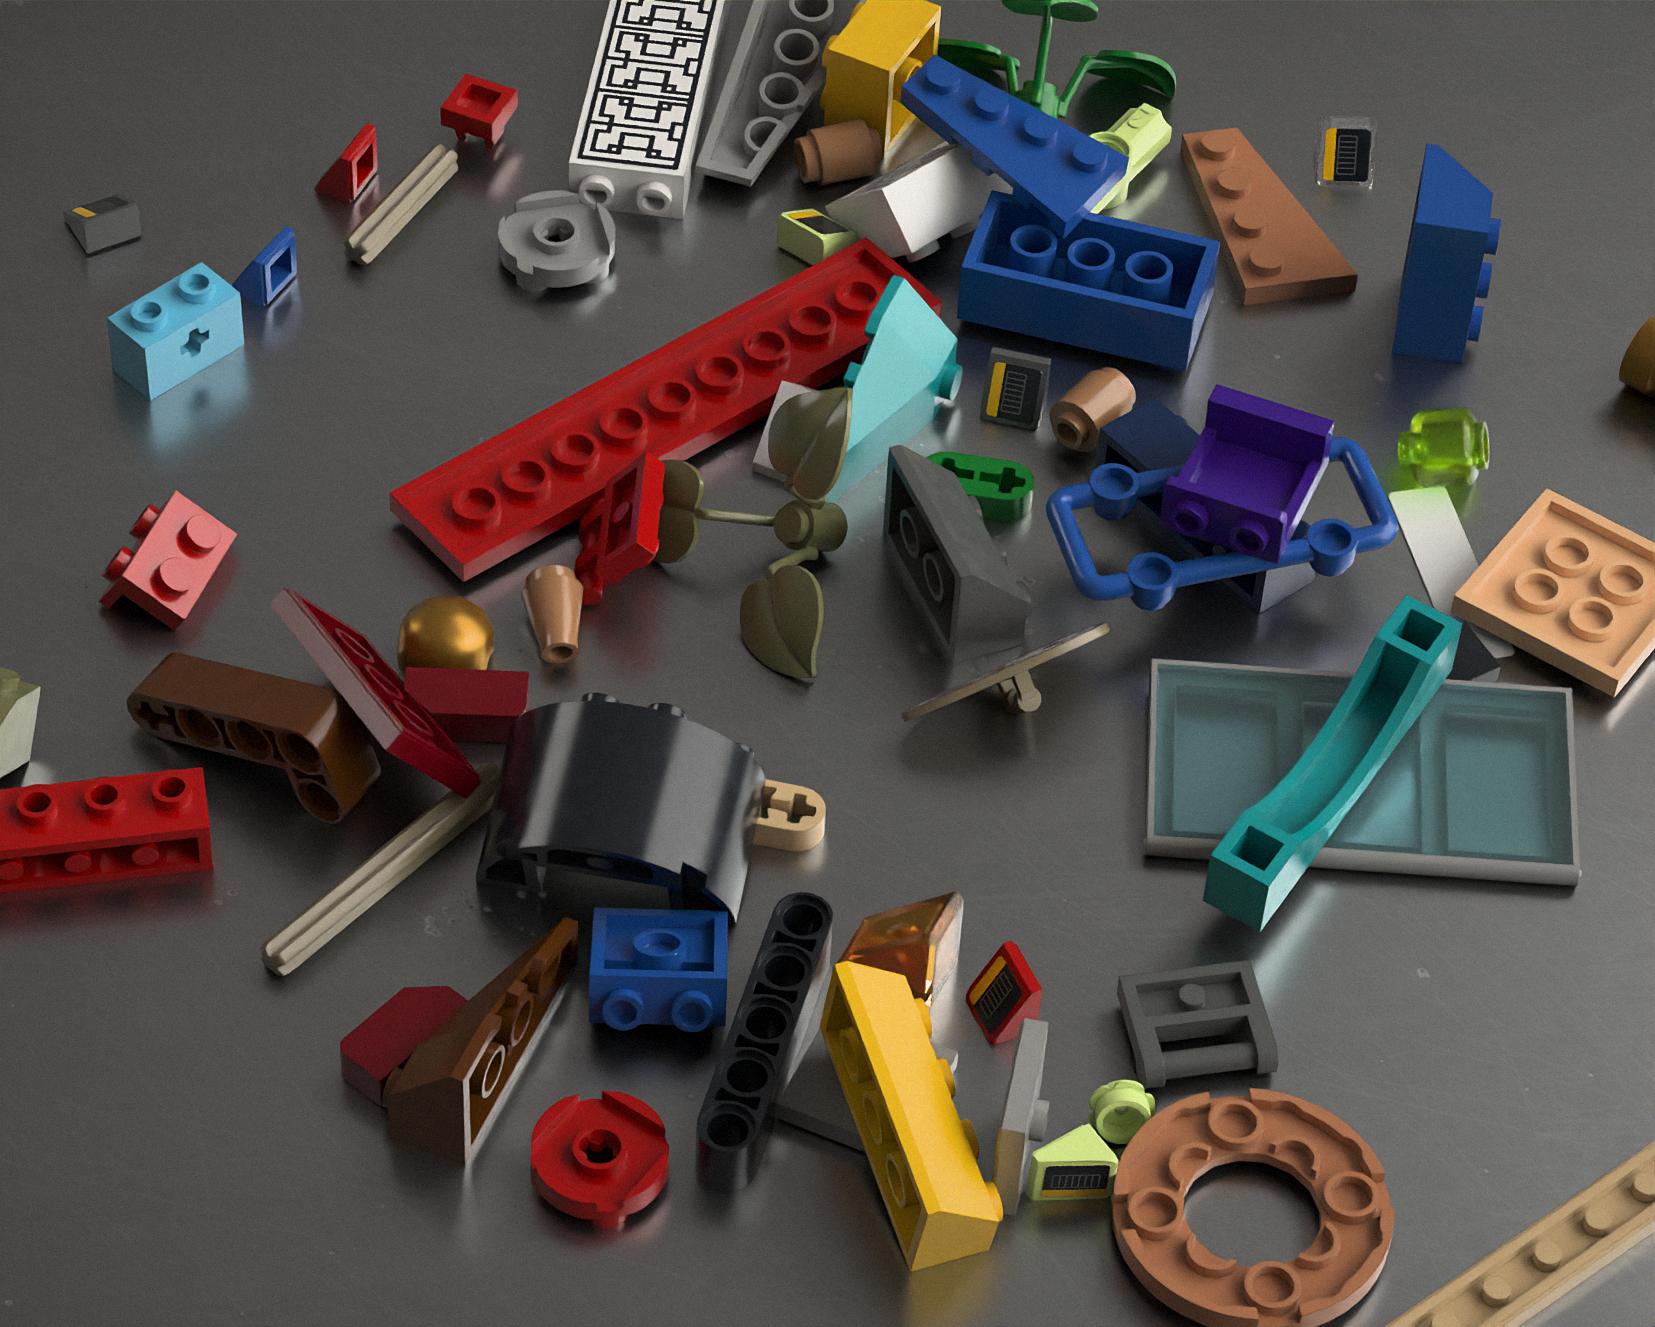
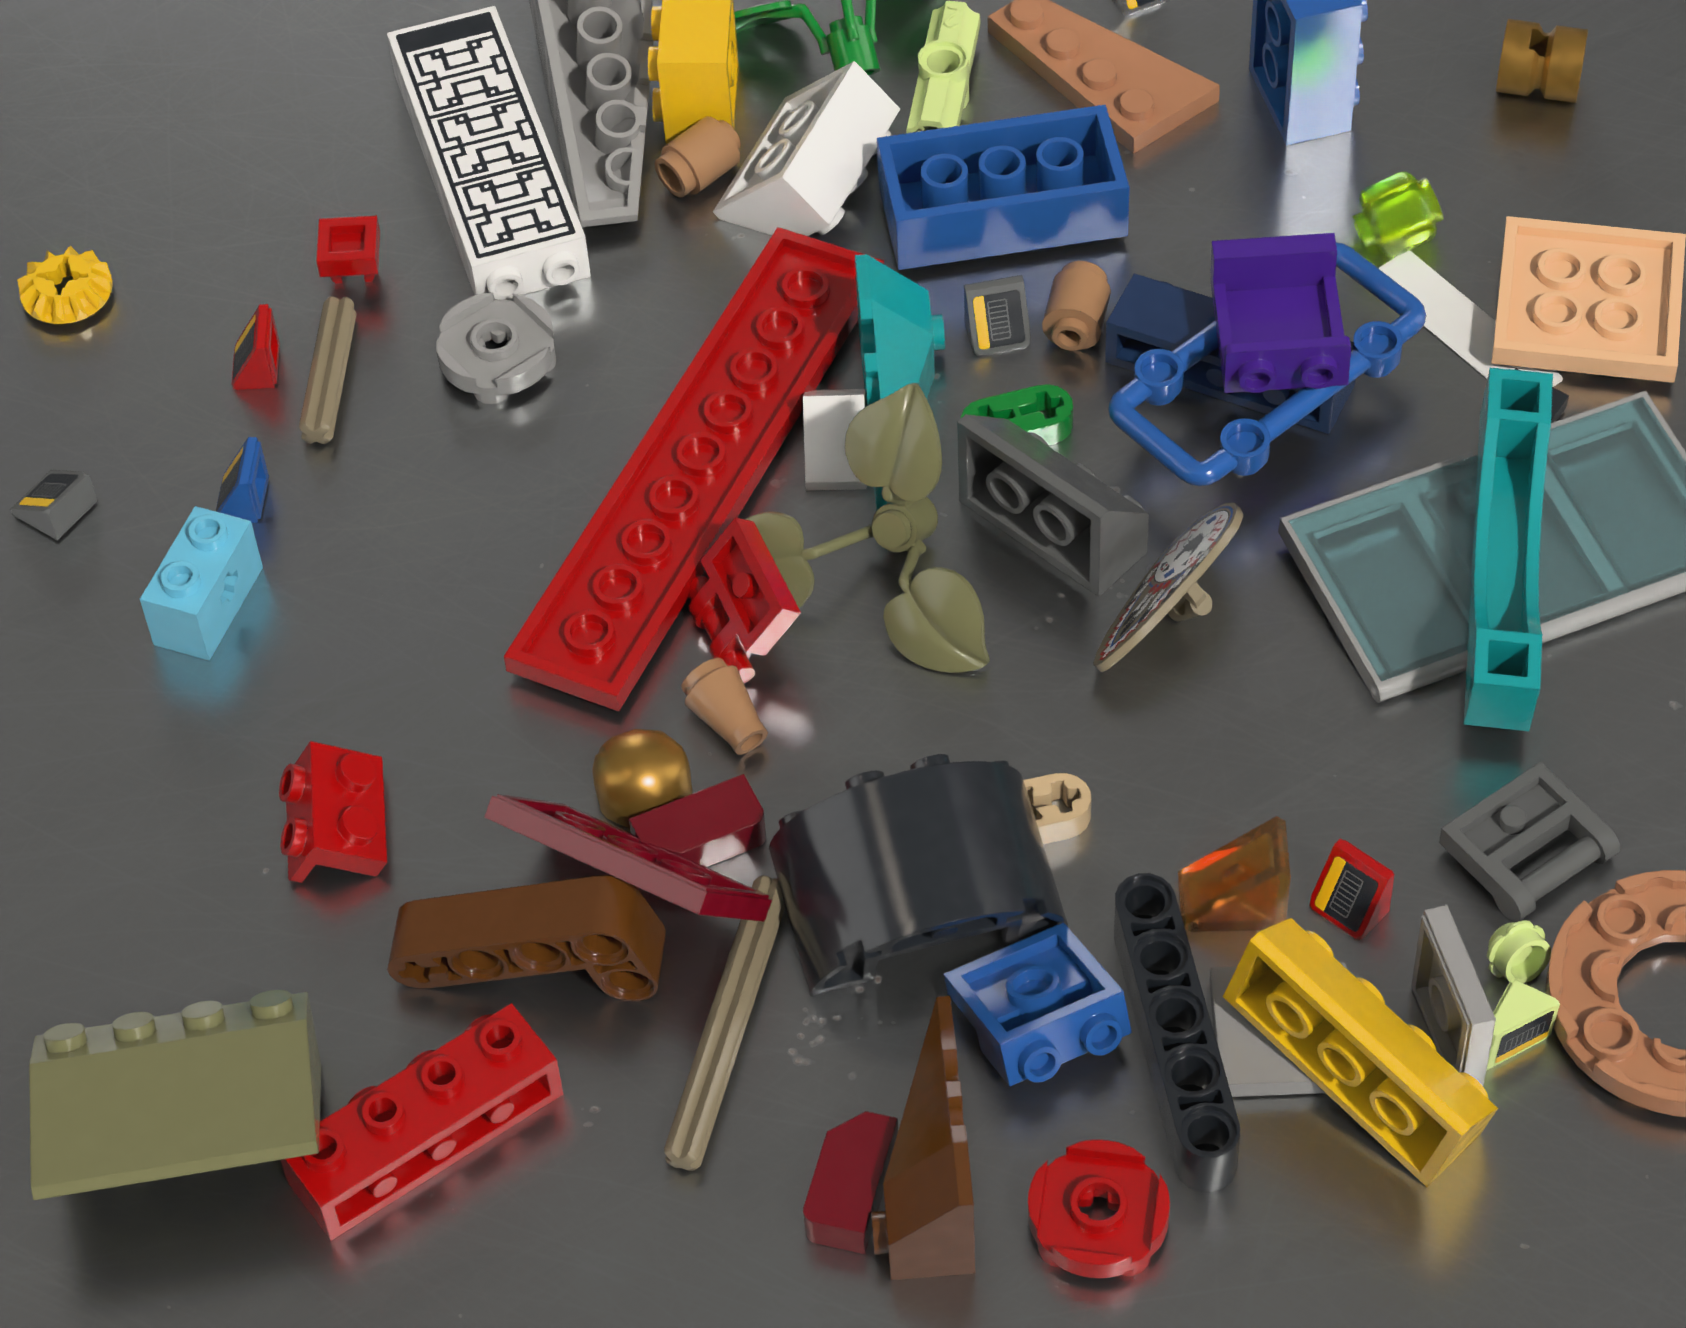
camera: 20 degrees left, 5 degrees up
(230, 63) = (78, 299): none -> yellow gear
(812, 235) = (723, 245): yellowish green slope -> none
(1030, 150) = (900, 87): blue wing -> none

